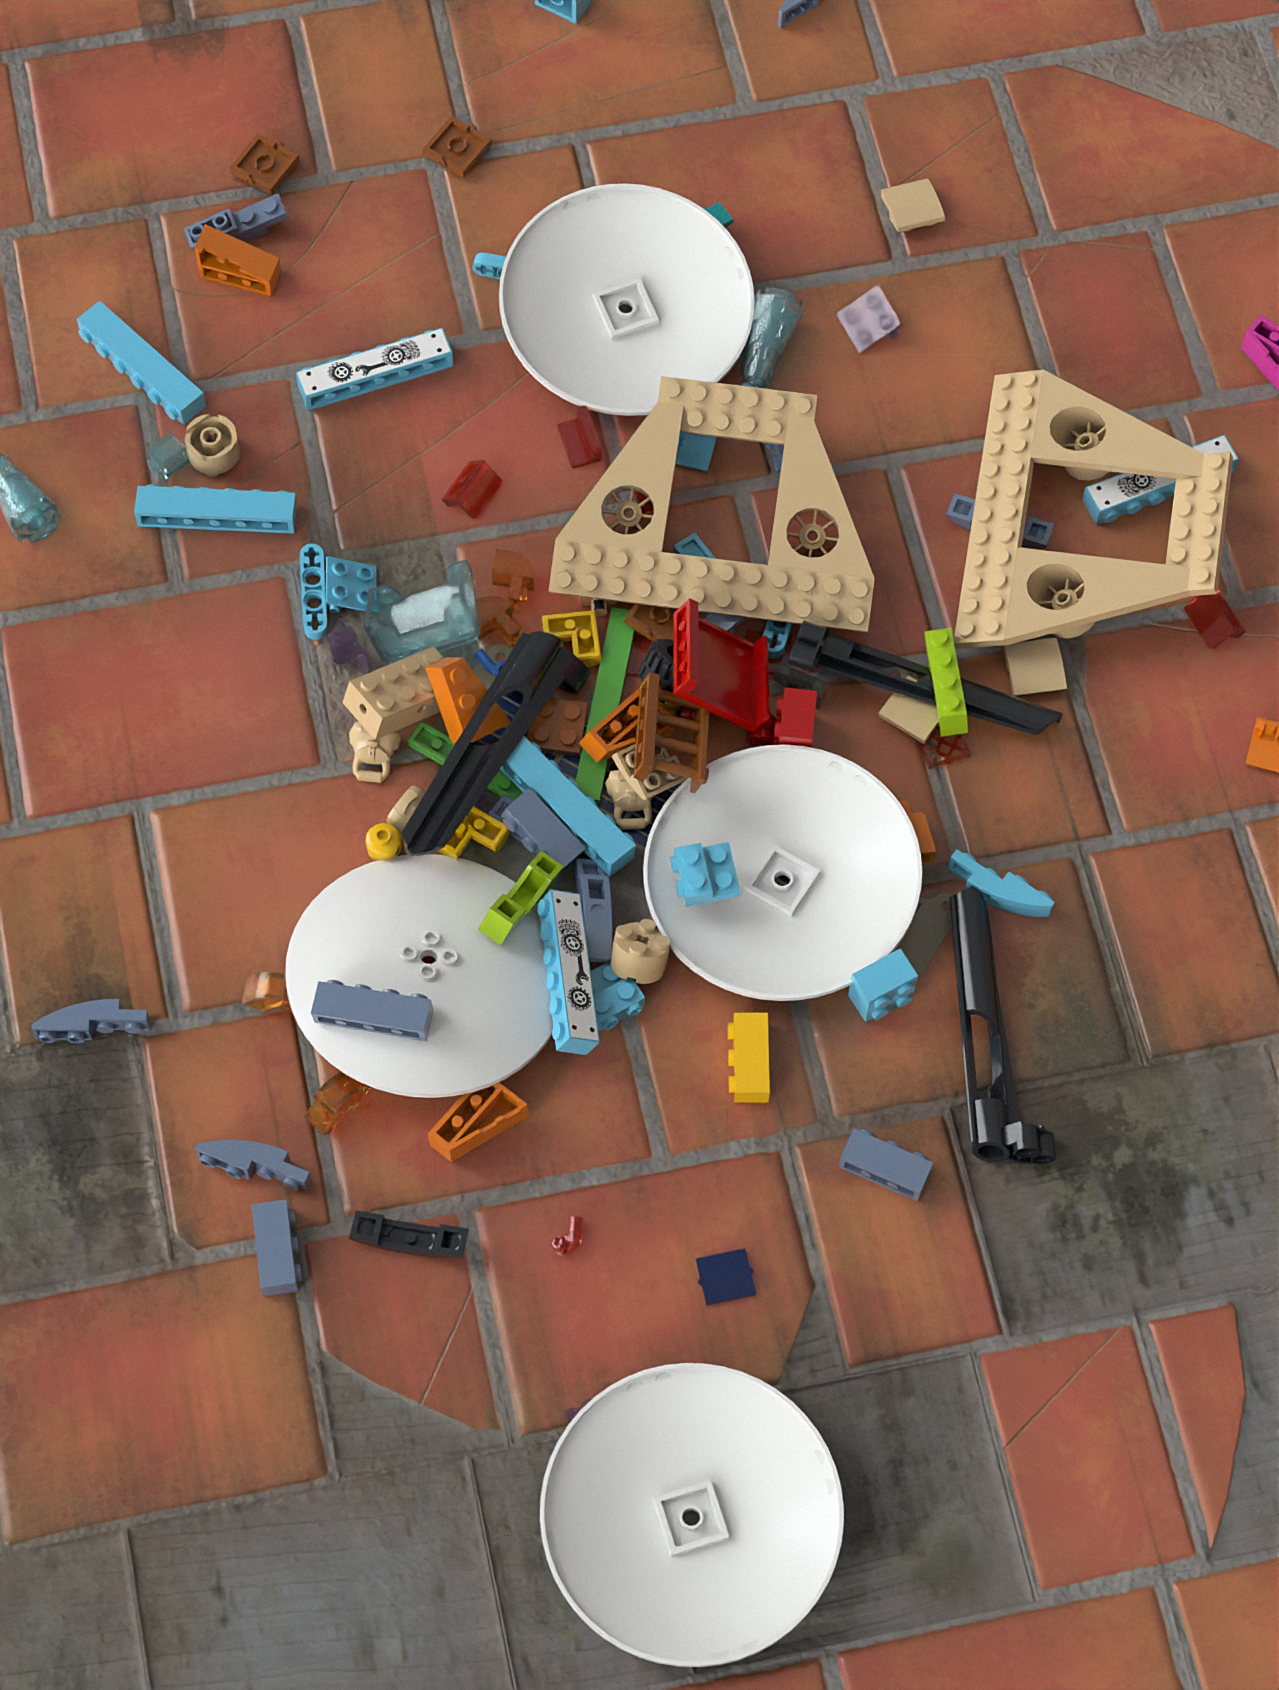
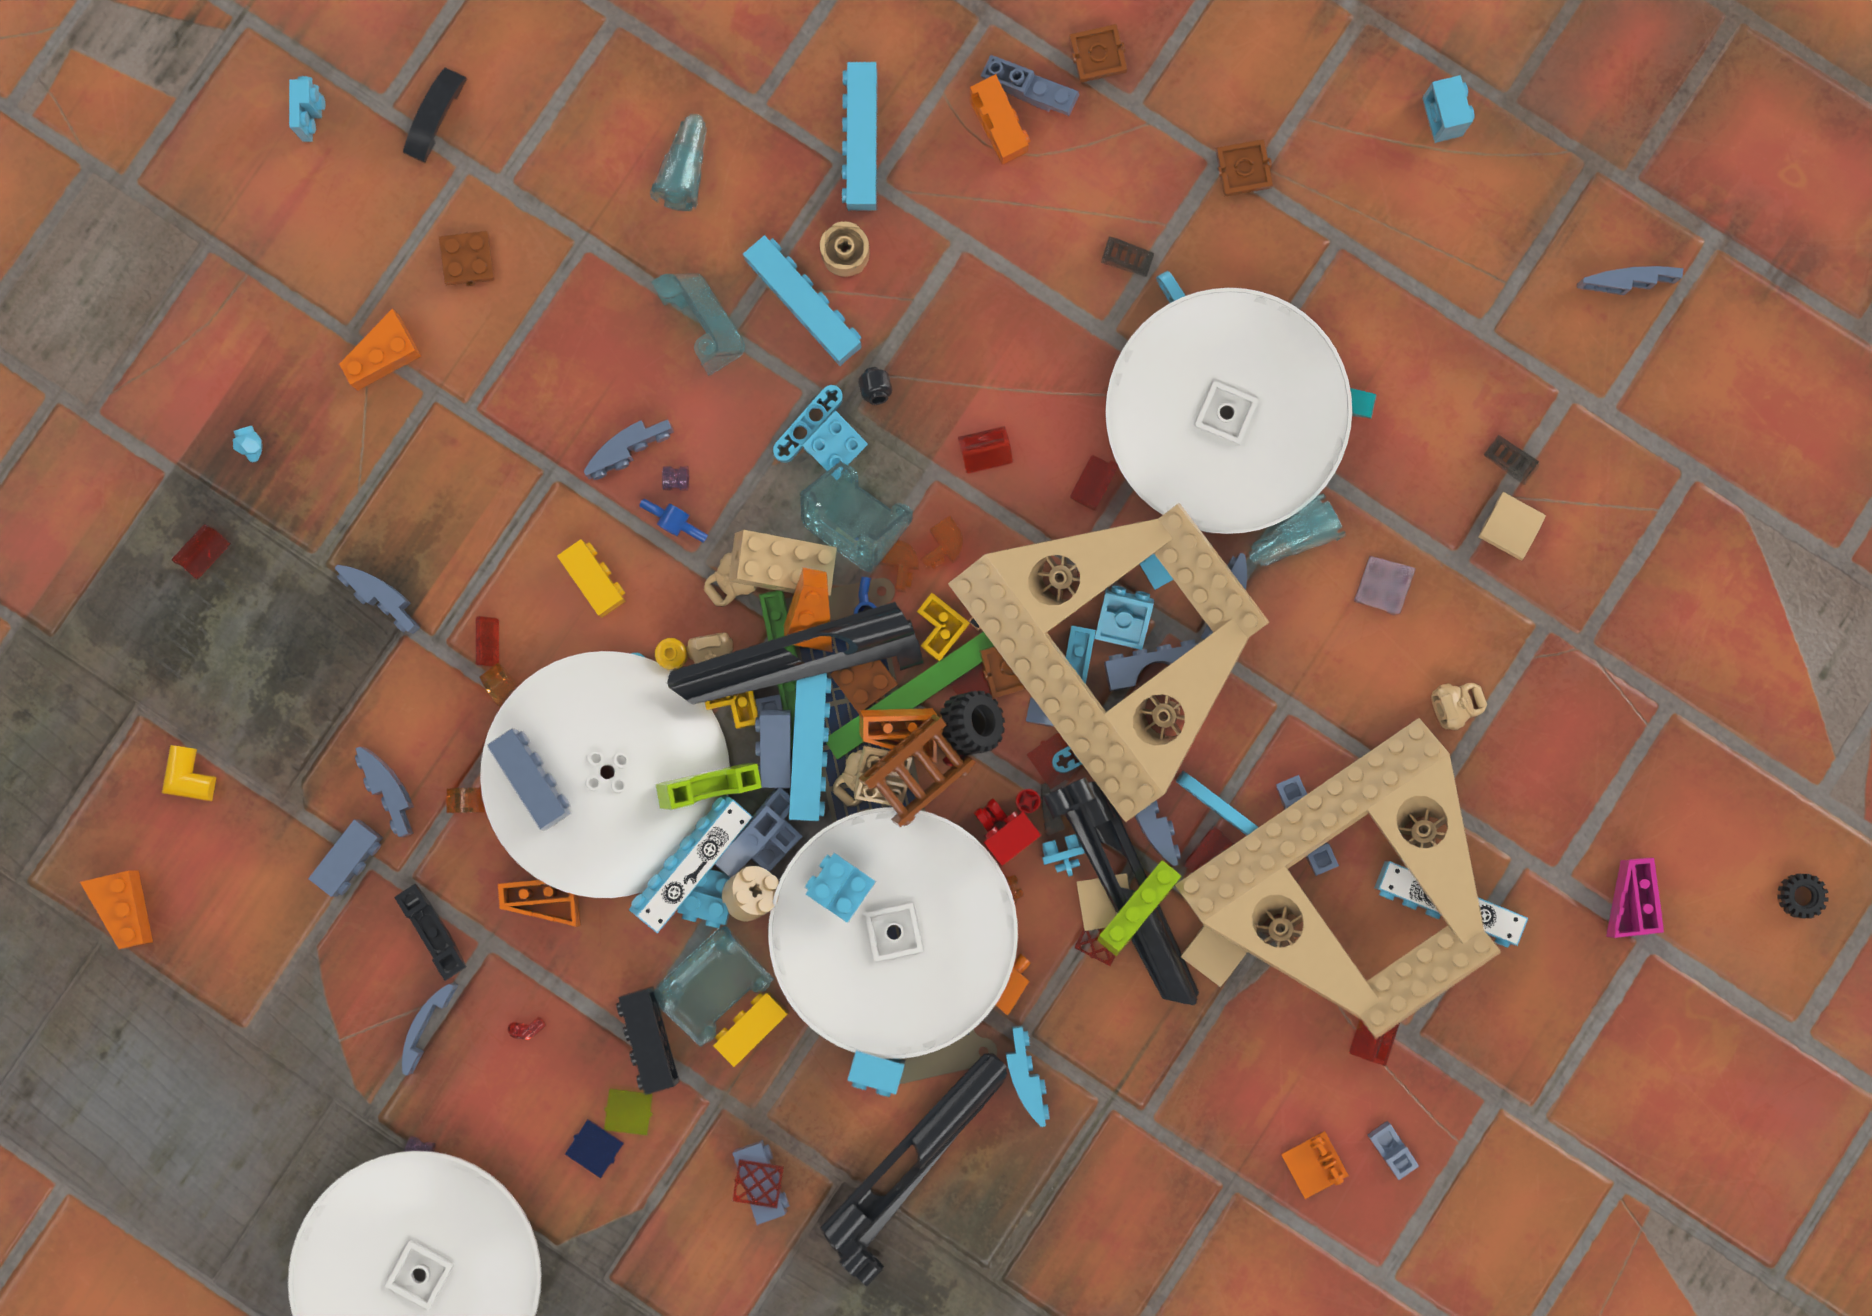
camera: 50 degrees right, 20 degrees up
(64, 1326) = (181, 780): none -> yellow brick
(111, 579) = (722, 341): none -> clear light blue windscreen
(115, 1473) = (121, 907): none -> orange wedge
(167, 456) = (808, 227): clear light blue brick -> none
(181, 731) = (616, 451): none -> sand blue slope
(219, 975) = (487, 641): none -> clear red slope
(249, 718) = (675, 478): none -> clear purple wheel
(258, 848) = (592, 577): none -> yellow brick
(279, 749) = (673, 520): none -> blue piece
(338, 517) = (875, 386): none -> black head
(345, 647) = (785, 489): clear purple hinge -> none
(374, 368) = (1011, 293): brick -> none
(429, 284) = (1125, 265): none -> clear smoke slope
(493, 1345) = (411, 1053): none -> sand blue slope
(622, 903) = (777, 847): none -> sand blue slope
(679, 1138) = (648, 1040): none -> black brick
(682, 1050) = (710, 984): none -> clear light blue windscreen
(706, 505) = (1124, 617): none -> medium azure plate
(720, 669) = (996, 755): red panel -> none
(722, 1221) = (628, 1112): none -> clear neon green piece
(748, 541) = (1123, 672): none -> sand blue arch
(776, 688) = (1030, 799): none -> red wheel
(850, 695) = (1052, 854): none -> medium azure hips
(873, 172) = (1506, 466): none -> clear smoke slope
(897, 626) = (1159, 833): none -> sand blue slope
(898, 1175) = (738, 1180): none -> clear red window
(919, 568) = (1215, 803): none -> medium azure beam
(946, 603) = (1208, 848): none -> clear red panel
(1009, 350) = (1454, 704): none -> tan piece

